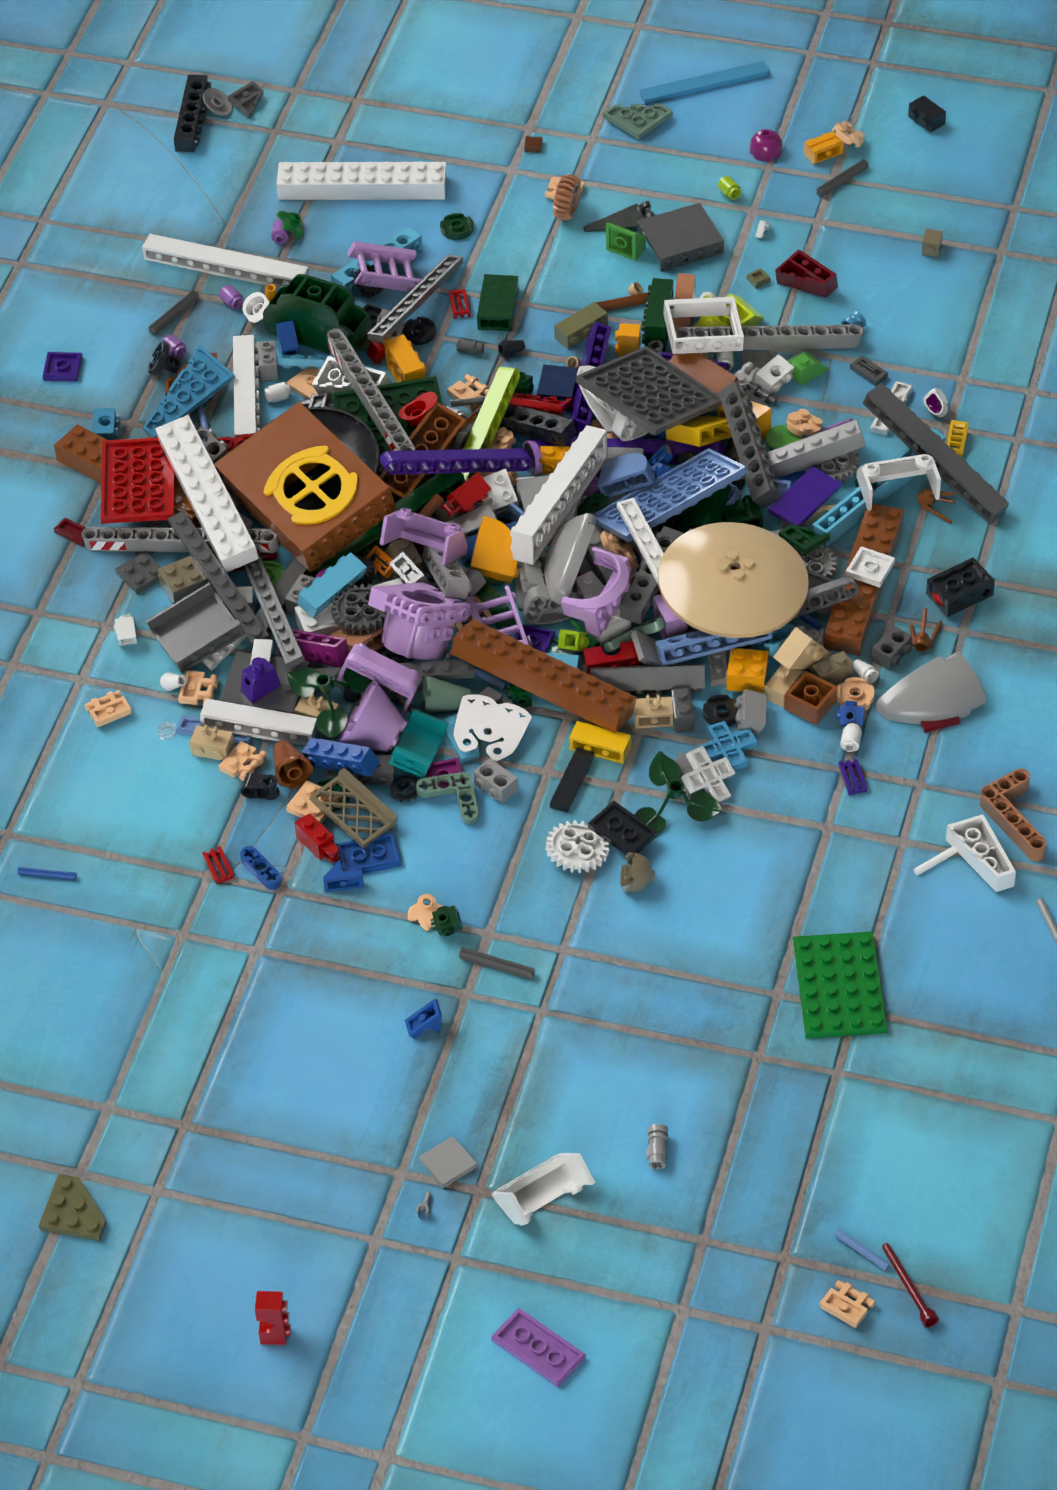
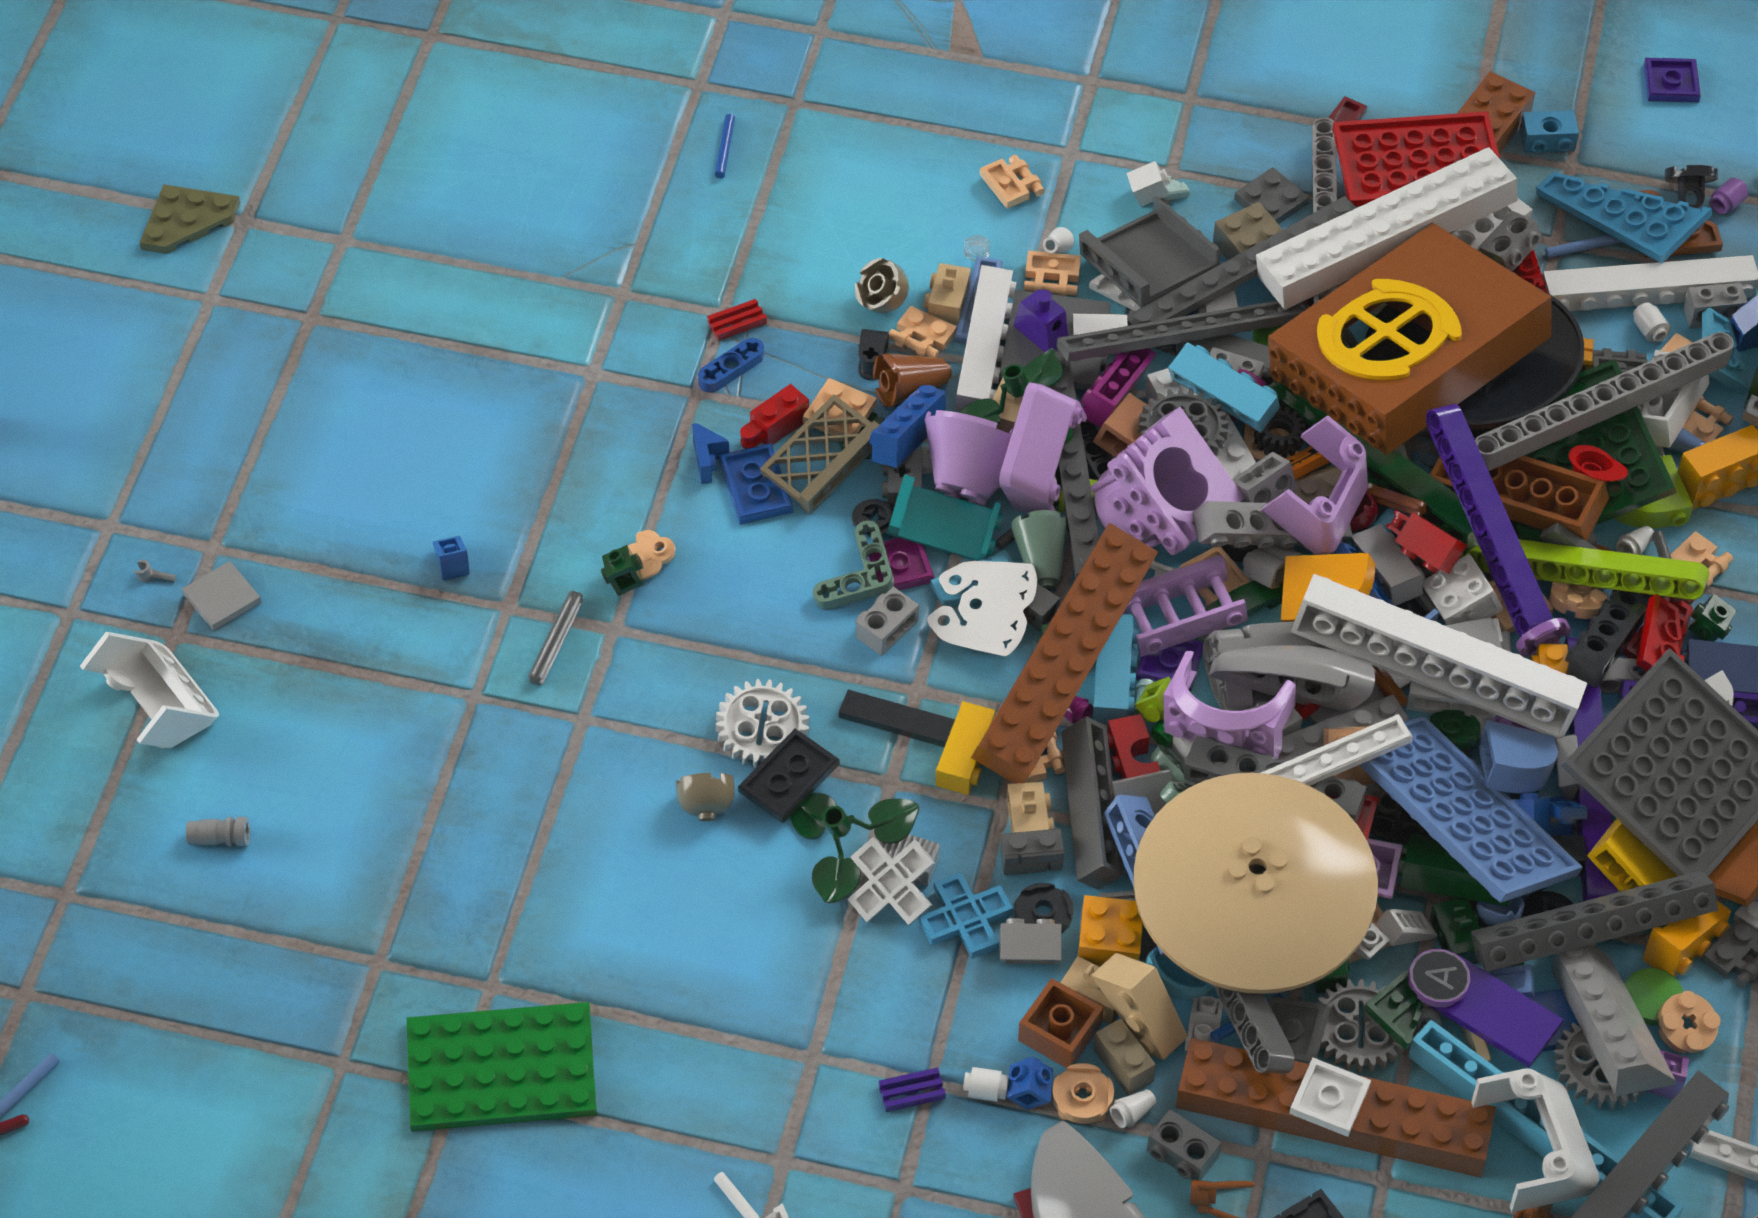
camera: 85 degrees right, 5 degrees up
(207, 774) = (882, 286): none -> dark tan cylinder
(786, 515) = (1439, 977): none -> black tile

